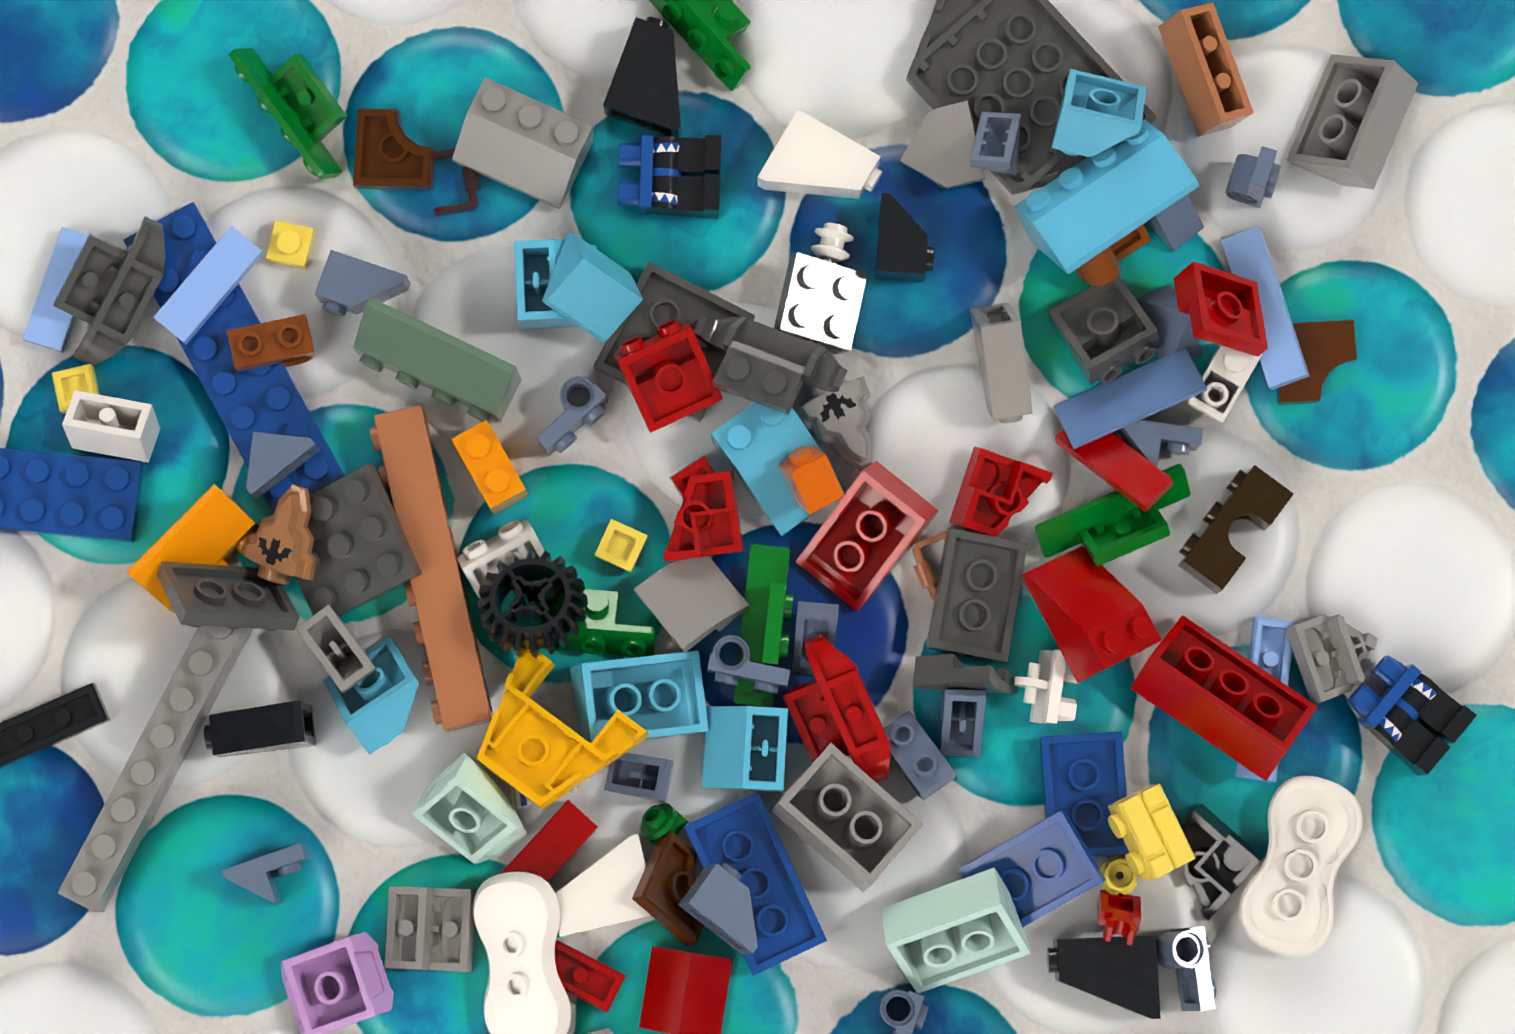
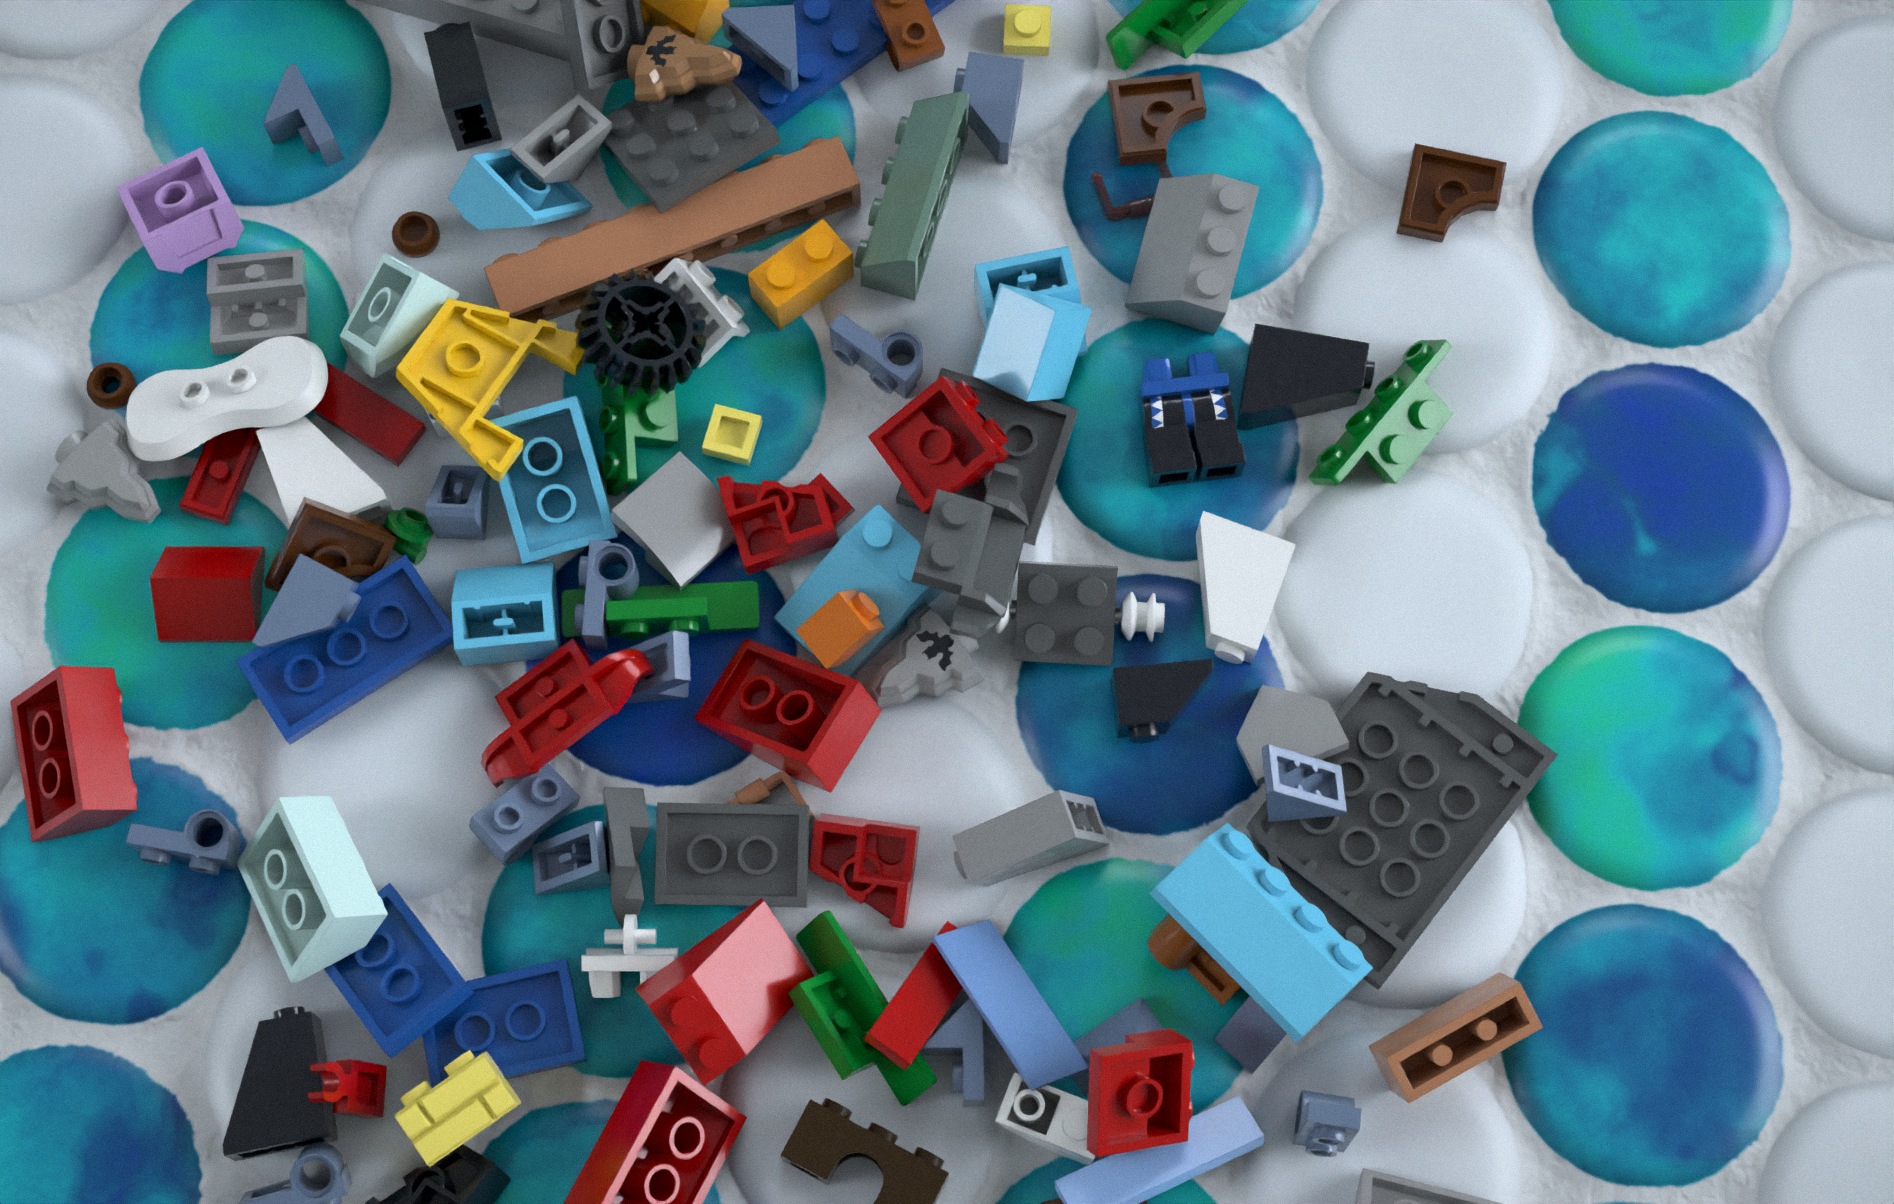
camera: 80 degrees right, 10 degrees down
(392, 788) = (415, 234): none -> reddish brown plate
(847, 817) = (434, 736): light grey slope -> none
(1097, 113) = (1366, 900): medium azure slope -> none
(1105, 330) = (1092, 963): dark grey plate -> none
(1114, 885) = (396, 1076): light yellow plate -> none

